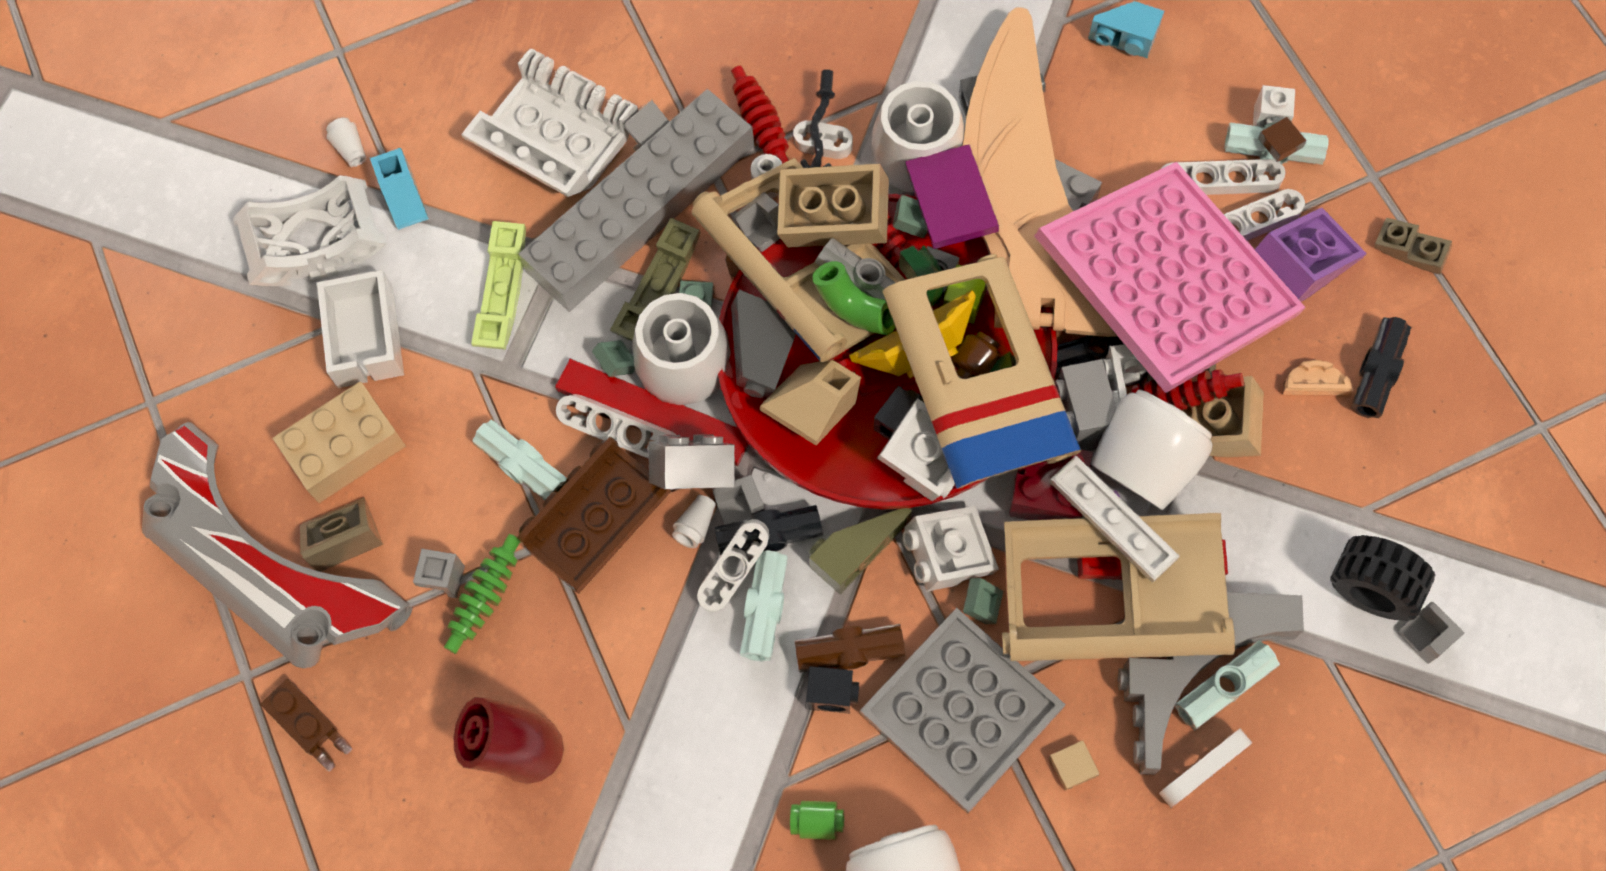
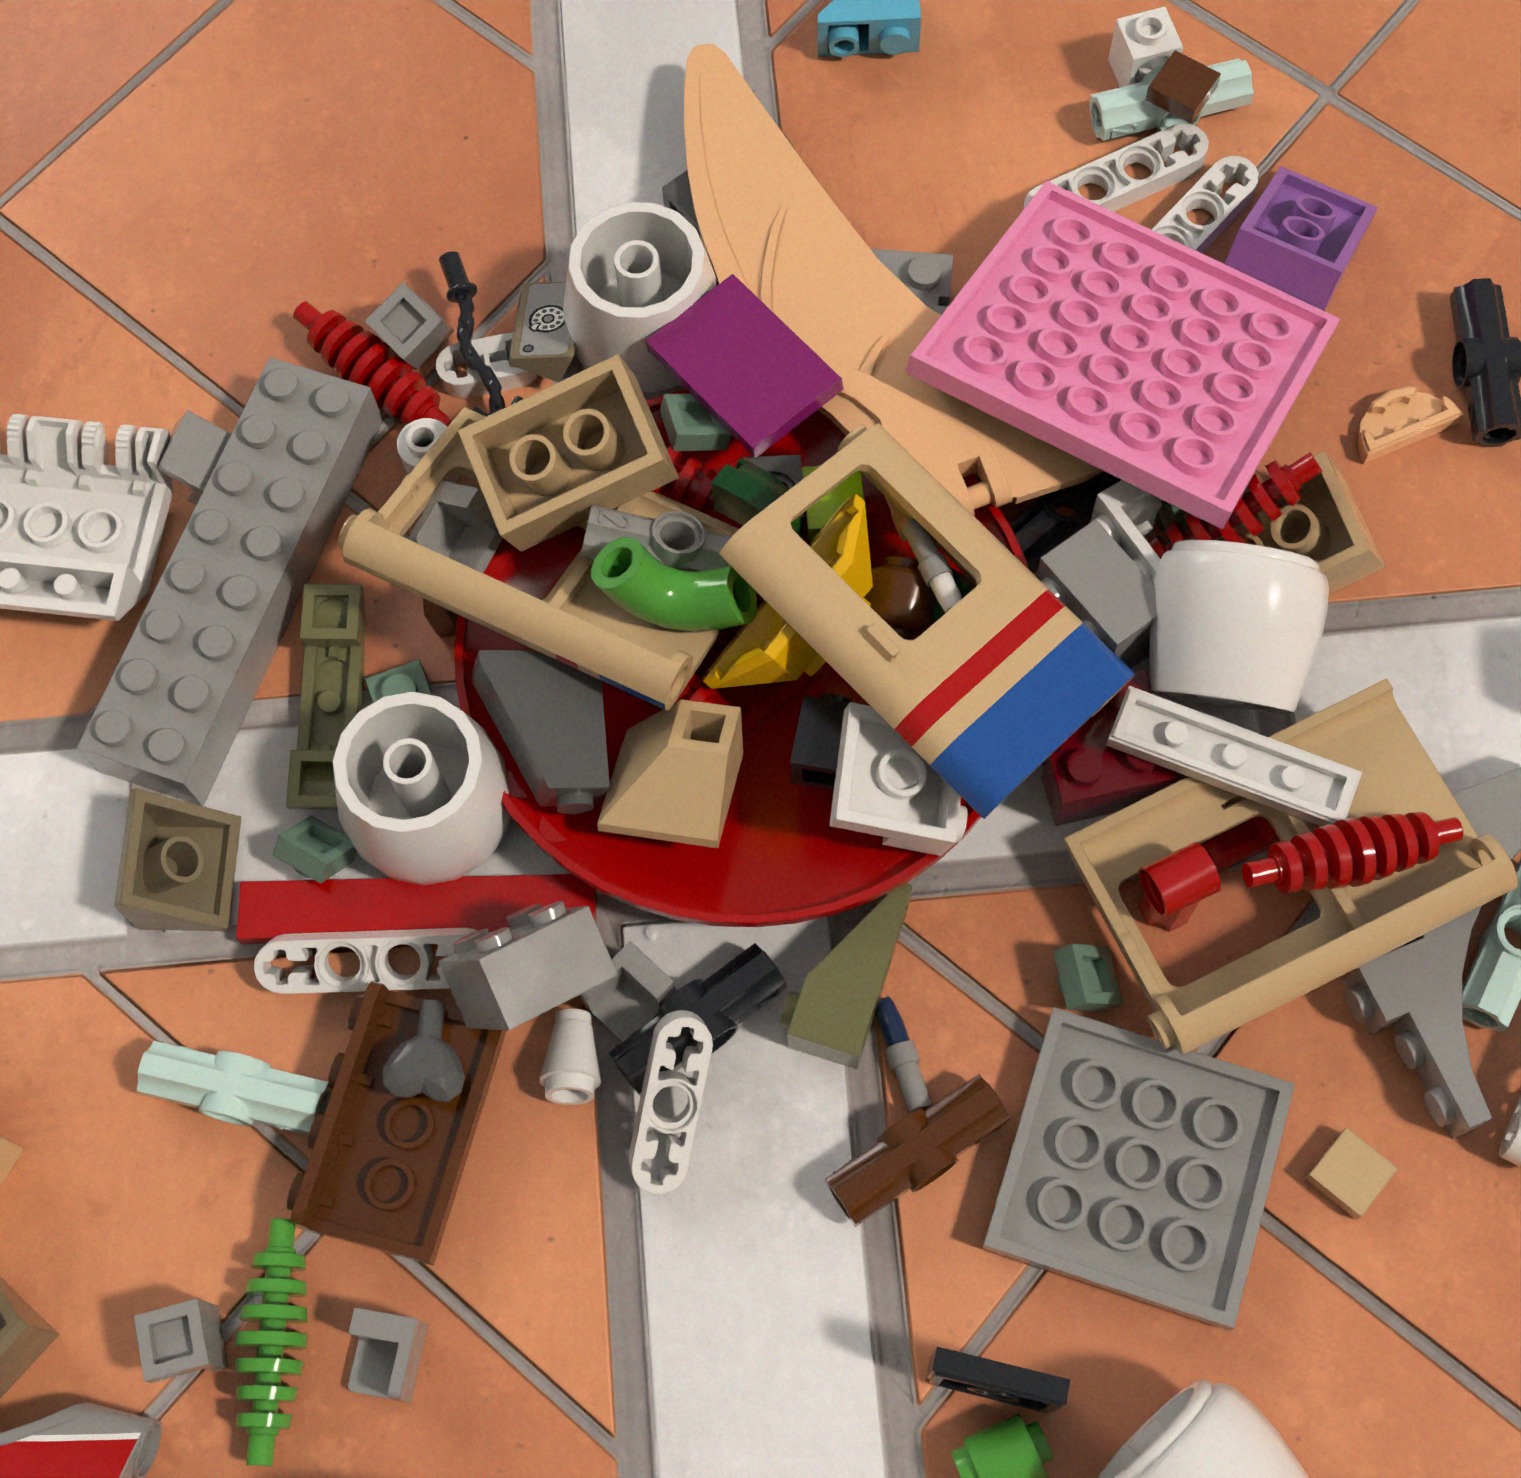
camera: 25 degrees left, 0 degrees up
(502, 286) = (69, 812): yellowish green slope -> none
(535, 626) = (386, 1354): none -> light grey panel
(542, 335) = (176, 864): none -> dark tan slope
(620, 489) = (425, 1061): none -> dark grey rock
(764, 606) = (749, 1146): light aqua piece -> none
(789, 101) = (409, 325): none -> light grey brick
(830, 777) = (997, 1381): none -> black tile
(831, 690) = (922, 1232): black brick -> none
(857, 133) = (540, 332): none -> slope
(866, 597) = (902, 1056): none -> light grey piece
(949, 548) = (994, 917): white plate -> none
(999, 346) = (932, 565): none -> light grey piece
(1051, 573) = (1177, 885): none -> red piece
(1152, 595) = (1352, 852): none -> red piece
(1406, 244) = (1430, 172): dark tan slope -> none

